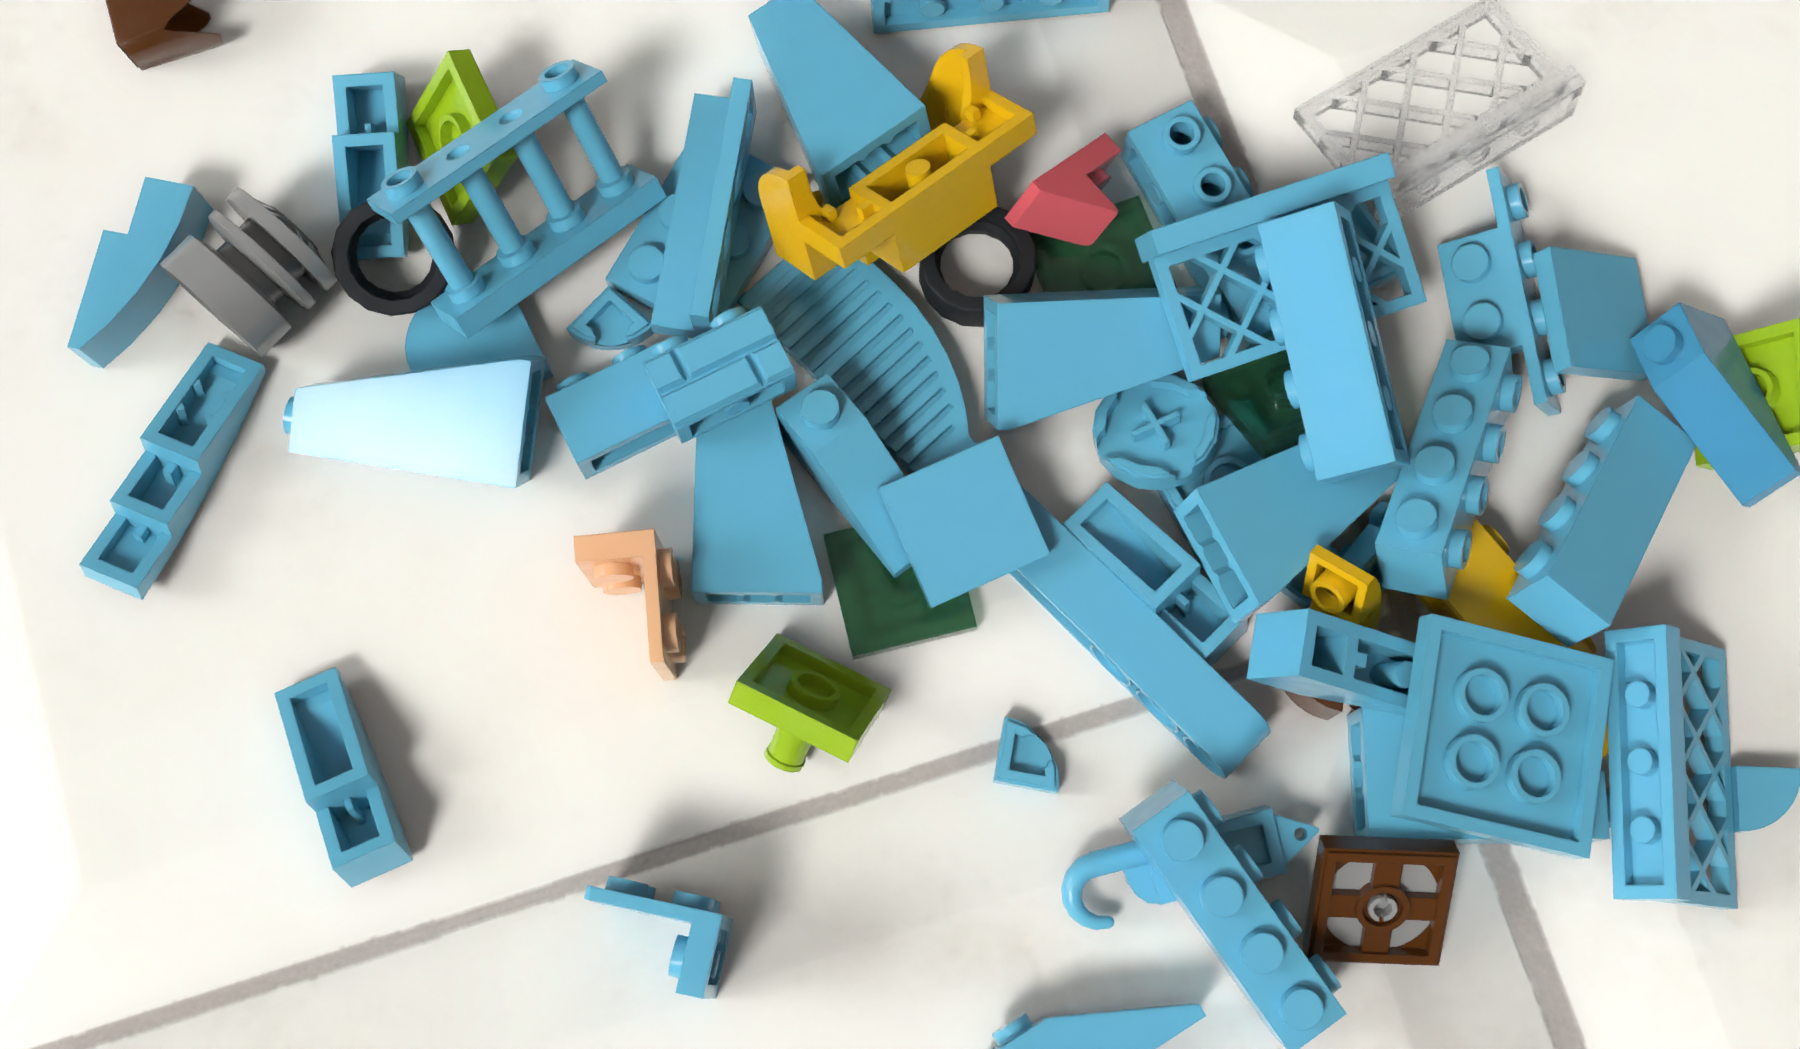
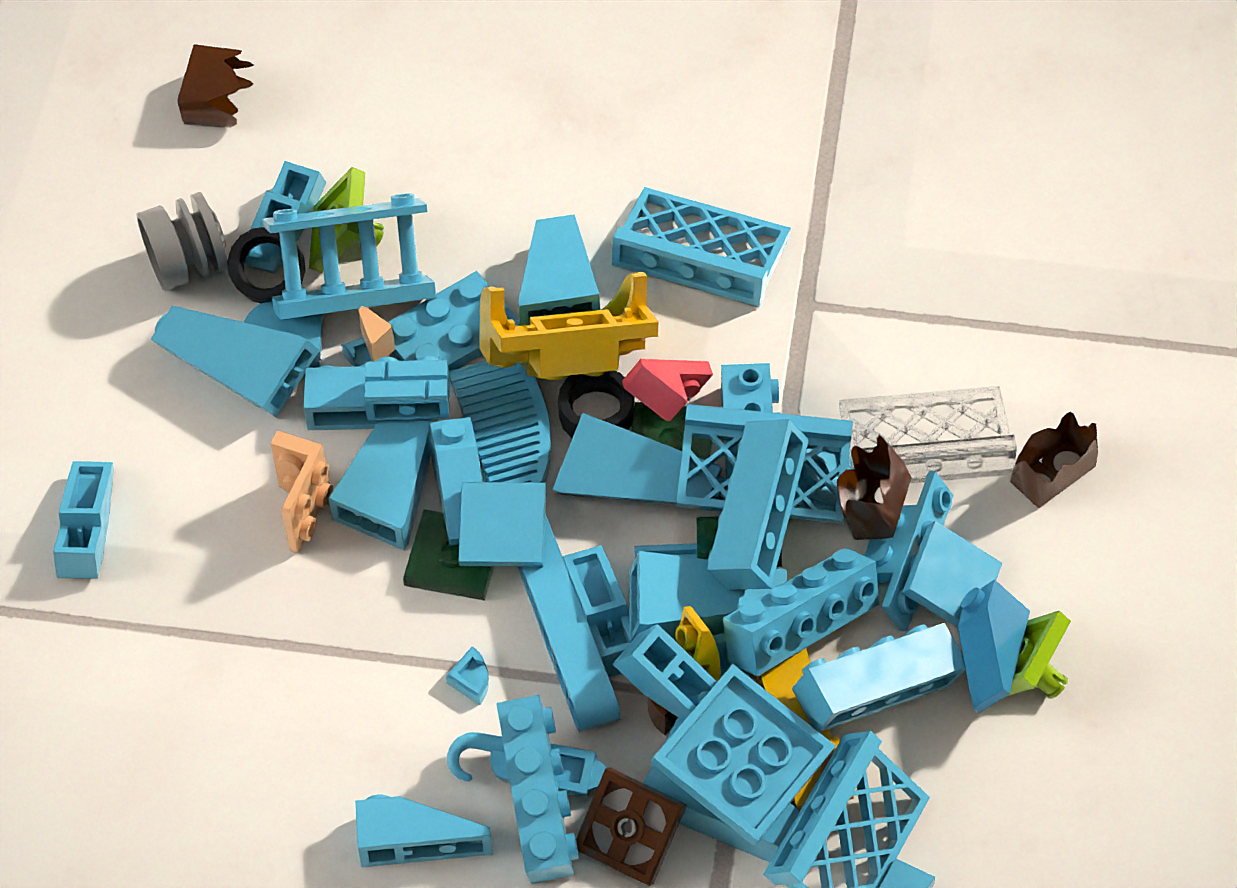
camera: 30 degrees right, 20 degrees down
(126, 276) = (114, 221): medium azure slope -> none
(174, 474) = (92, 325): medium azure slope -> none
(617, 297) = (376, 333): none -> light nougat slope
(694, 958) = (227, 668): medium azure bracket -> none
(705, 212) = (455, 306): medium azure fence -> none
(808, 702) = (362, 583): lime tile -> none
(1156, 433) = (648, 529): medium azure tile -> none
(1415, 200) = (858, 487): none -> reddish brown piece
(1653, 37) = (1045, 446): none -> reddish brown piece

